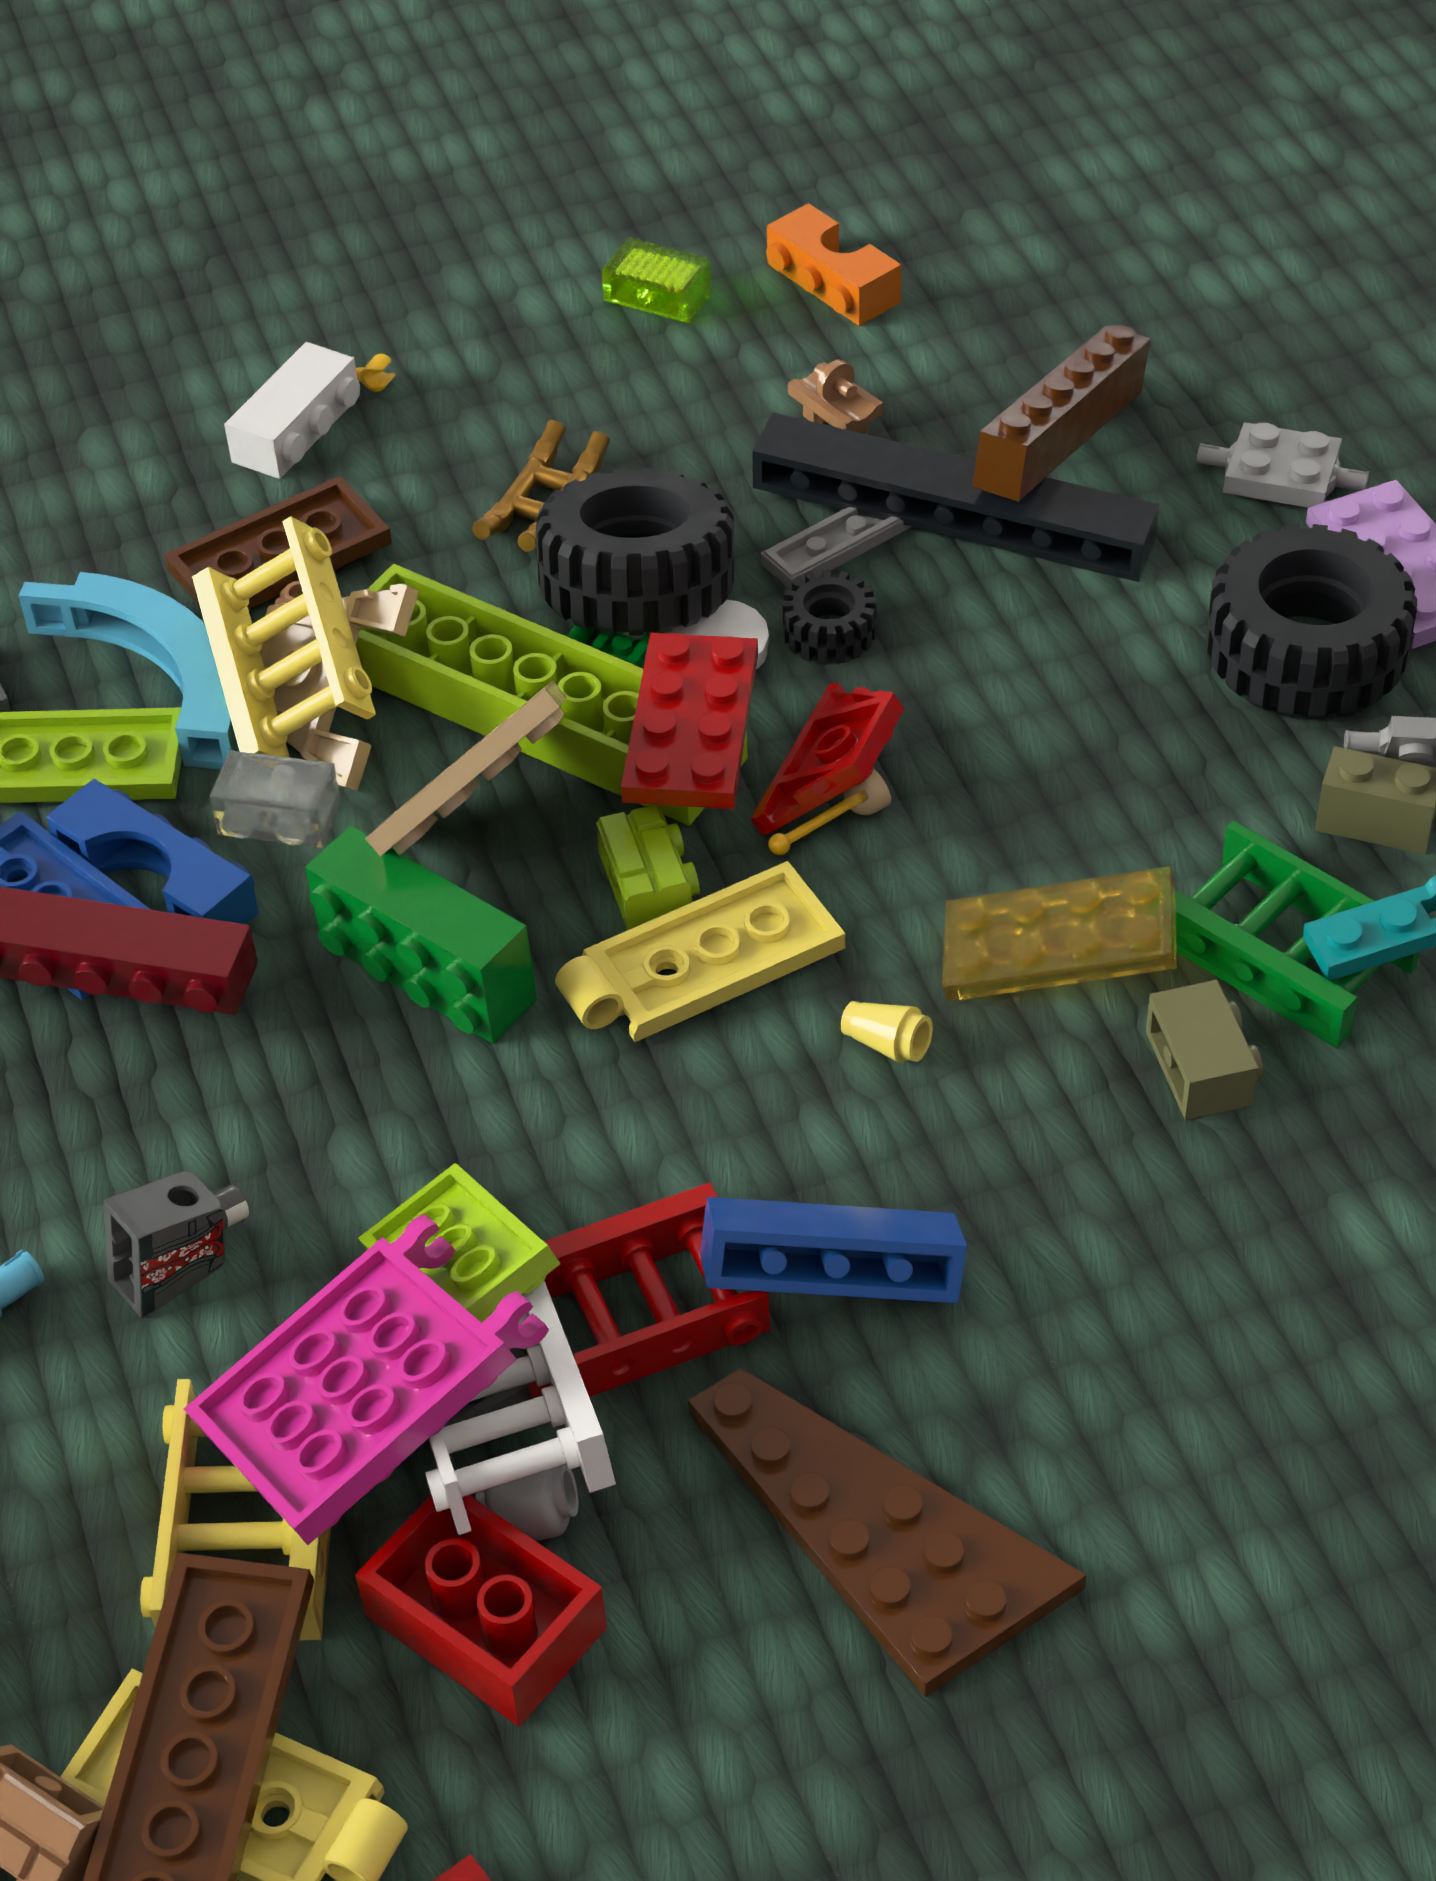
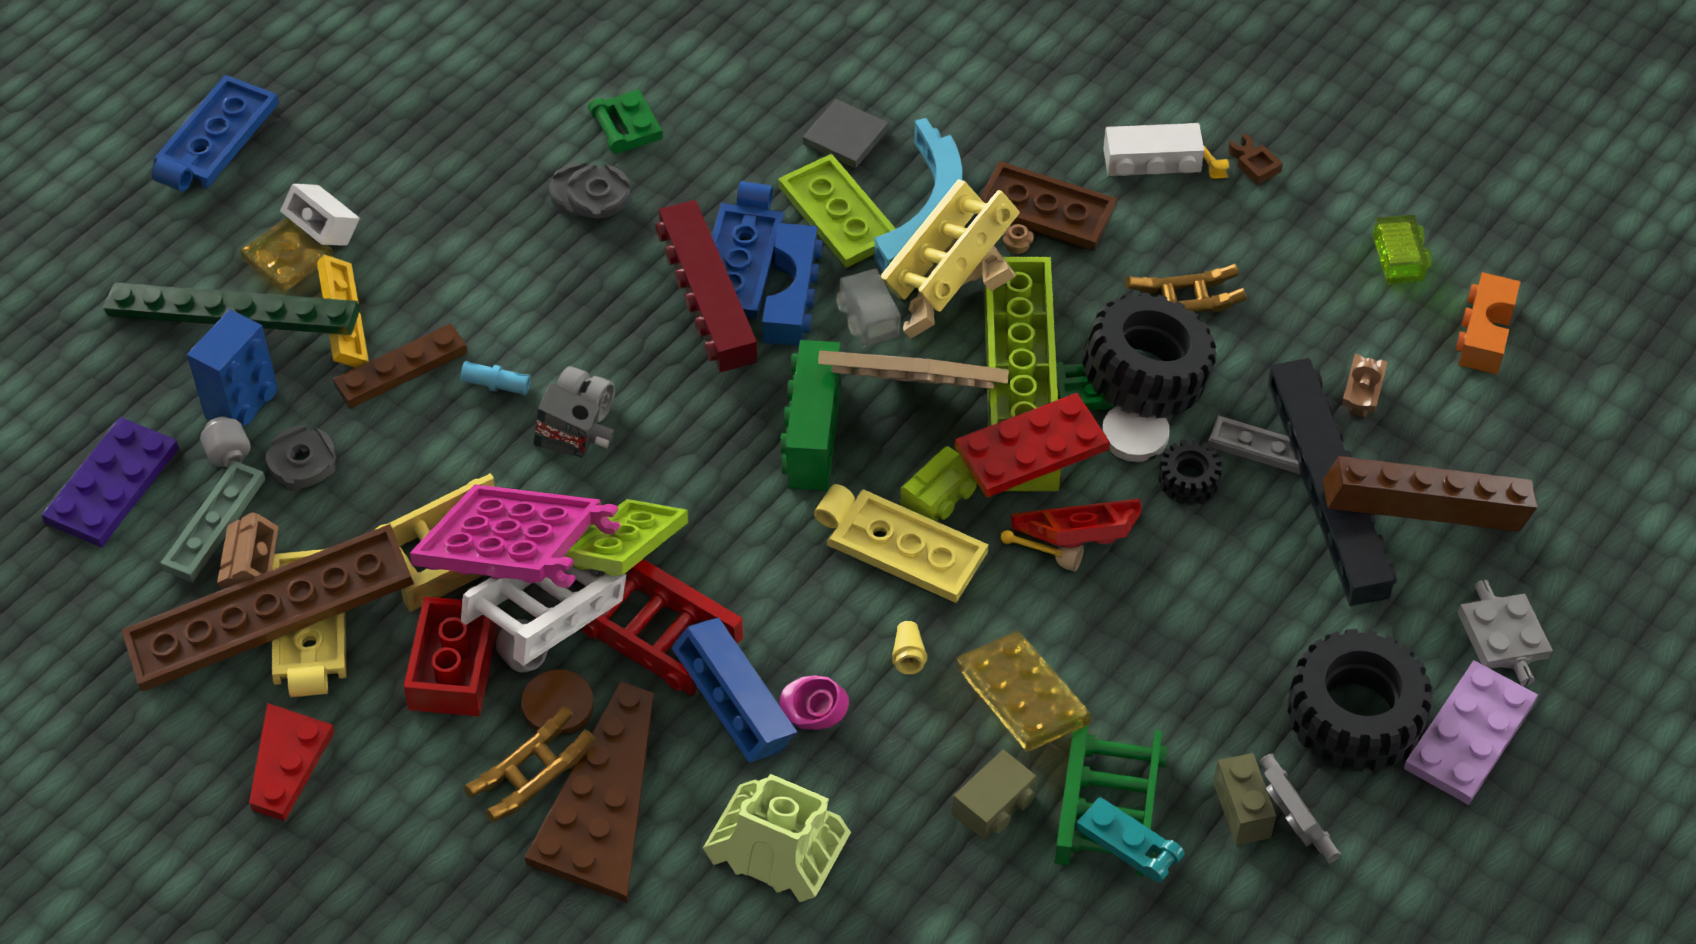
camera: 55 degrees right, 5 degrees up
(93, 1186) = (592, 389): none -> light grey wheel
(402, 335) = (1256, 163): none -> reddish brown plate
(662, 1507) = (552, 690): none -> reddish brown tile
(785, 1559) = (537, 746): none -> pearl gold piece
(905, 1172) = (814, 702): none -> dark pink hat
(1104, 1330) = (779, 836): none -> yellowish green slope

